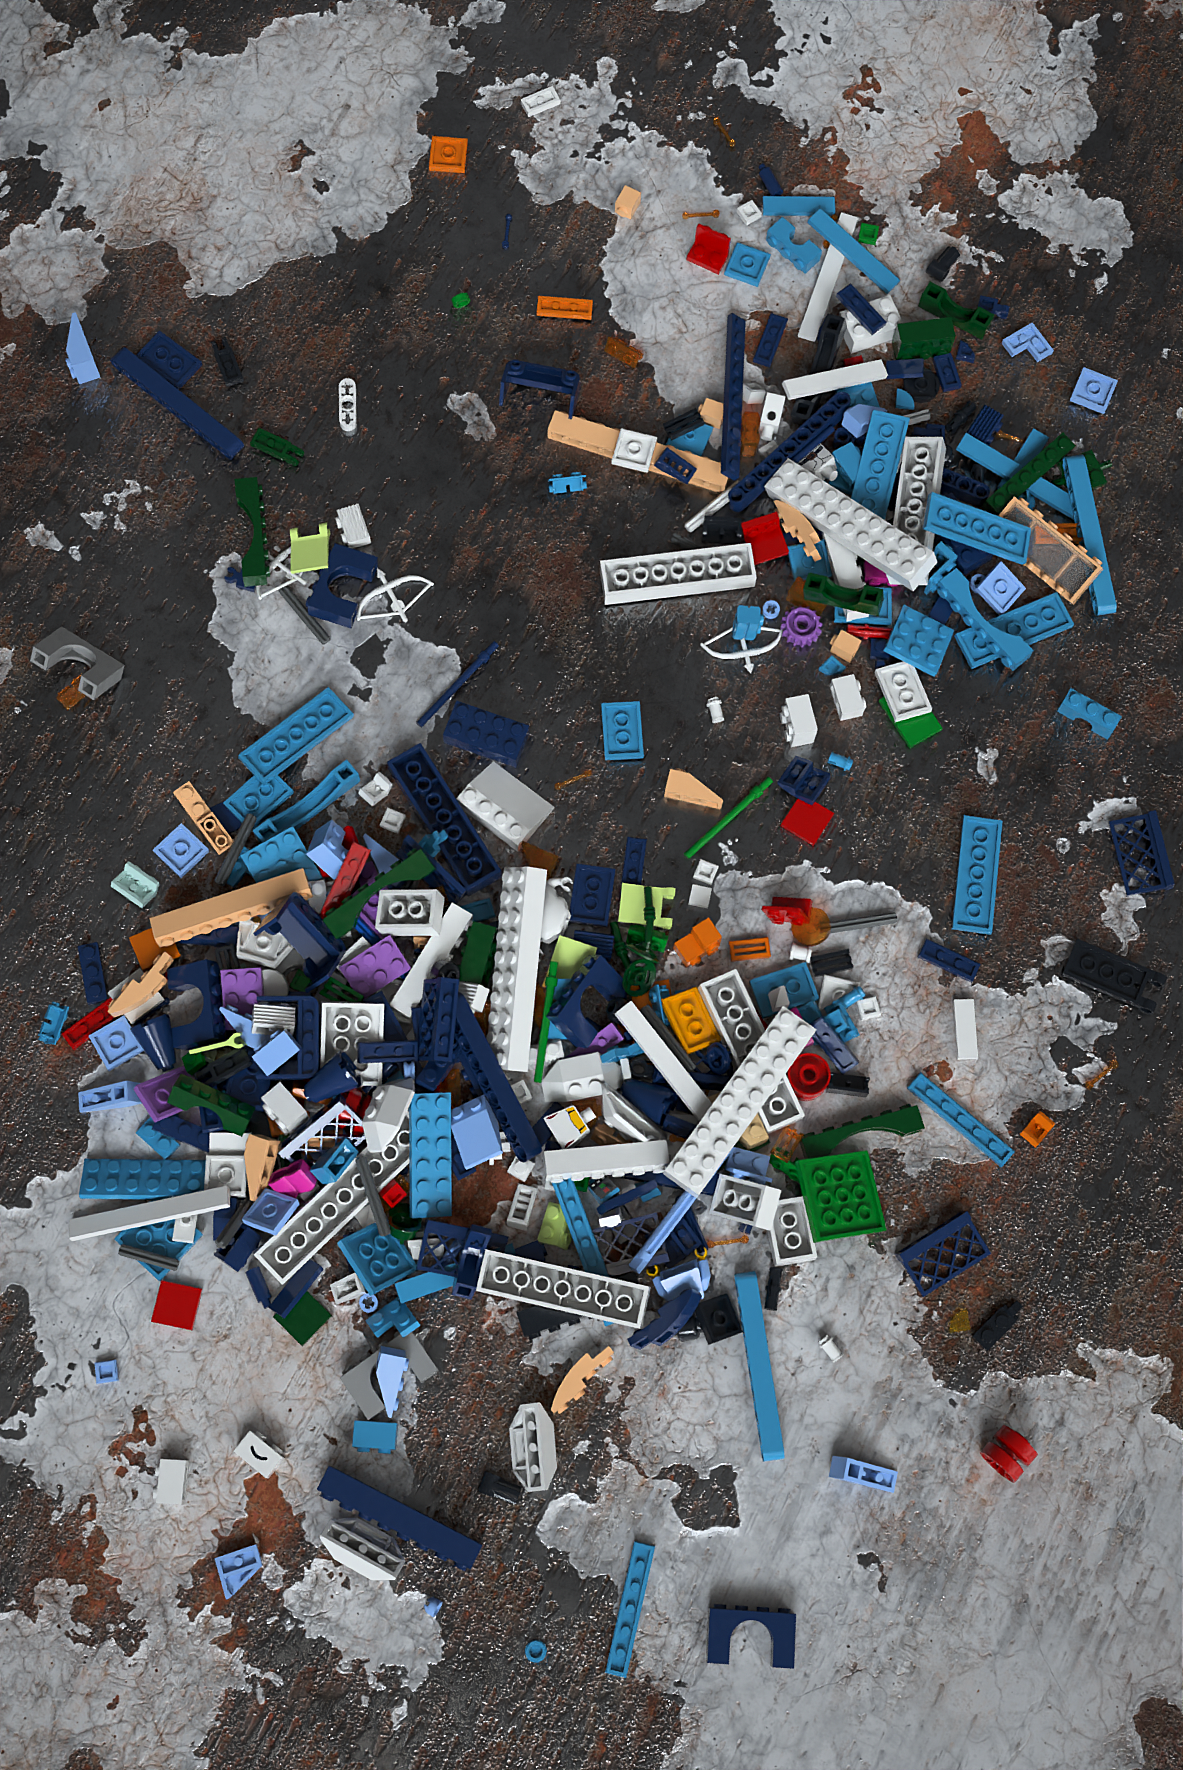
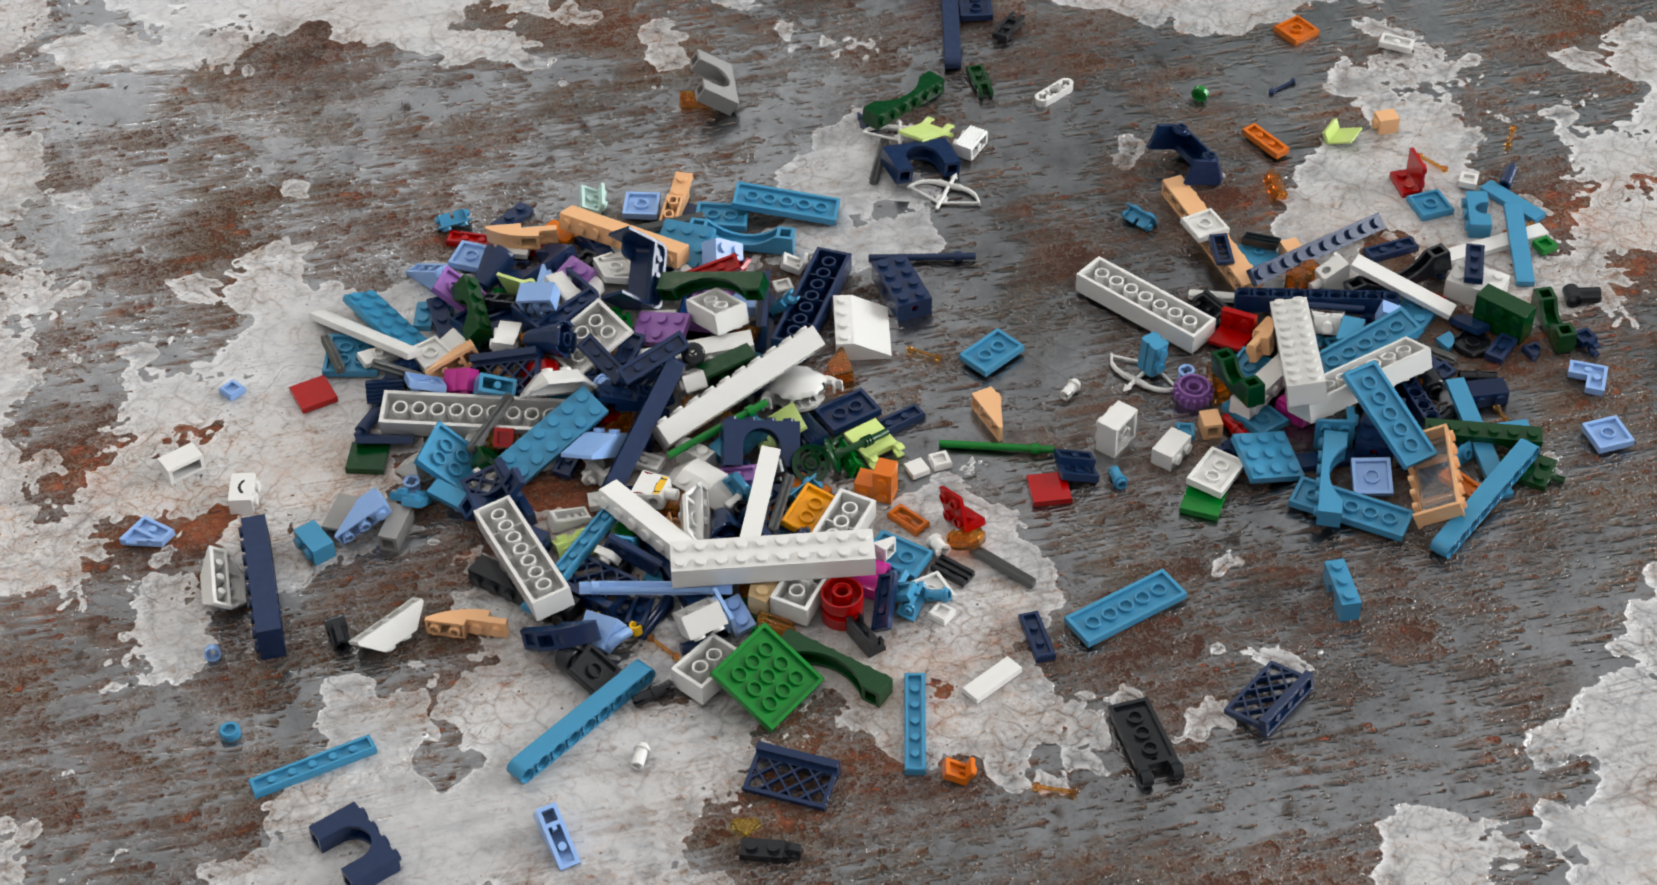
camera: 55 degrees right, 30 degrees down
(611, 247) = (1335, 135): none -> yellowish green piece

